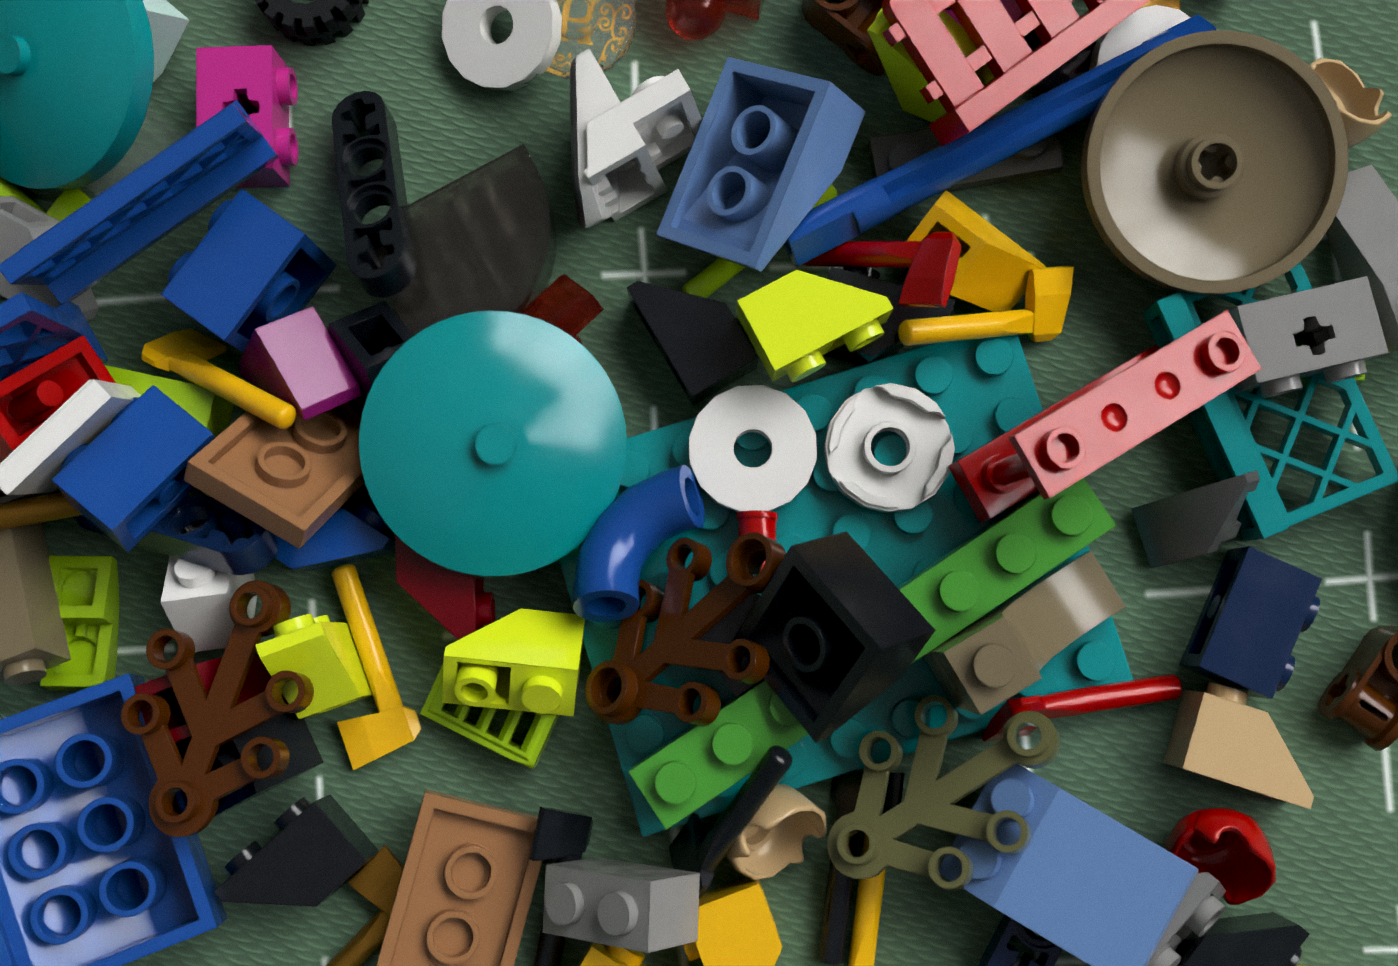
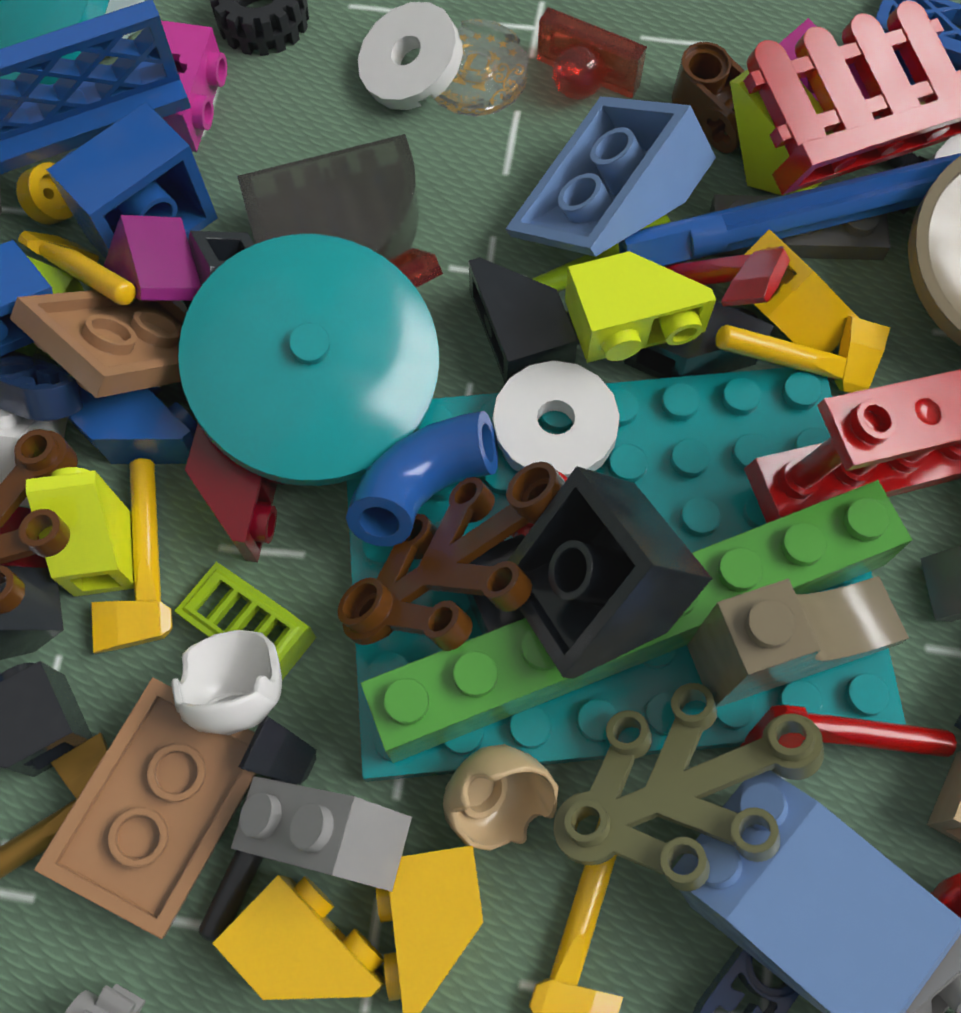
camera: 10 degrees right, 15 degrees down
(142, 282) = (40, 196): none -> yellow tile
(367, 192) = (261, 150): black beam -> none
(500, 787) = (228, 682): none -> white hair
(517, 664) = (278, 571): neon yellow slope -> none
(626, 142) = (497, 145): white piece -> none
(702, 853) = (424, 796): black piece -> none
(839, 886) = (562, 870): black piece -> none
(895, 410) = (682, 480): white tile -> none

